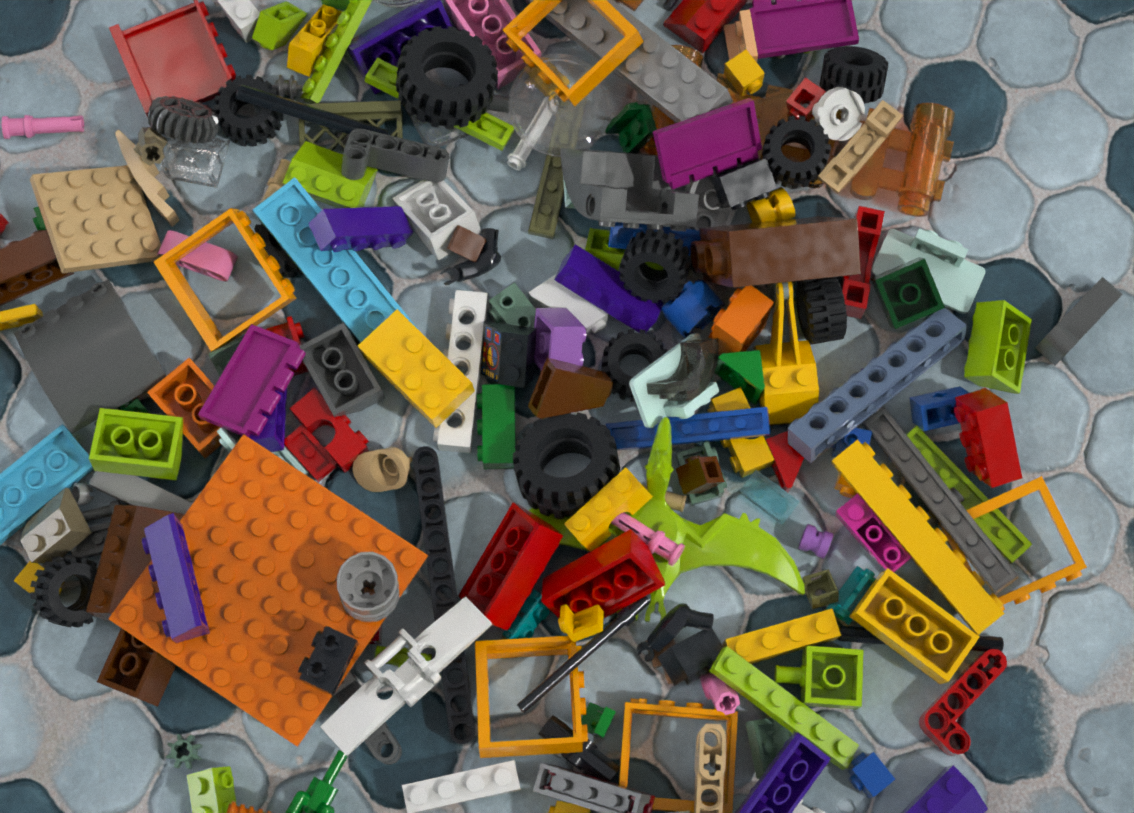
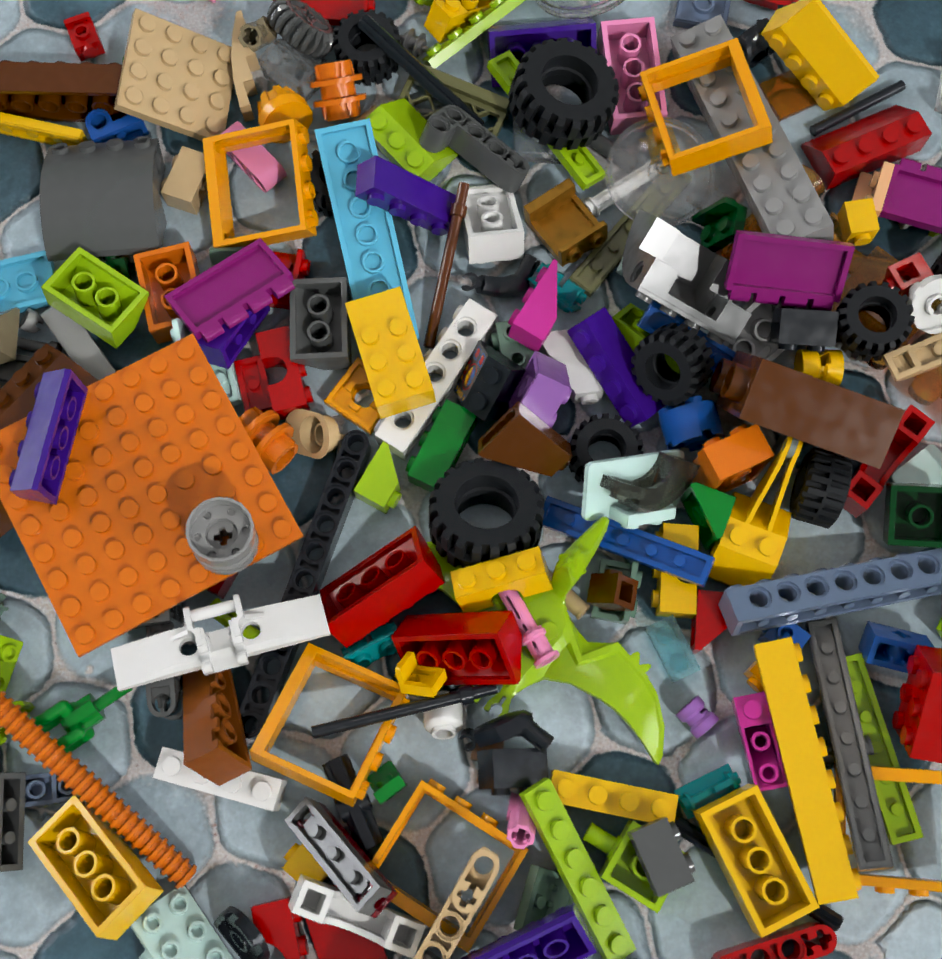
camera: 30 degrees right, 0 degrees up
(68, 287) = (125, 128): none -> blue plate
(153, 303) = (186, 182): none -> tan brick
(205, 202) = (283, 105): none -> light orange piece
(244, 160) = (337, 90): none -> orange piece
(328, 660) = (147, 588): black brick -> none
(356, 491) = (271, 441): none -> orange piece
(391, 427) = (343, 398): none -> light orange piece
(408, 221) = (457, 212): none -> reddish brown bar
(437, 745) = (213, 727): none -> dark orange wedge
(462, 481) = (379, 482): none -> lime slope
(466, 243) = (501, 259): reddish brown slope -> none
(501, 187) = (564, 223): none -> pearl gold panel
(524, 276) = (539, 313): none -> dark pink slope
(533, 249) = (568, 295): none -> teal hinge
(618, 648) = (444, 721): none -> white head
(824, 583) = (684, 763): olive piece -> none
(843, 660) = (662, 856): none -> dark grey brick

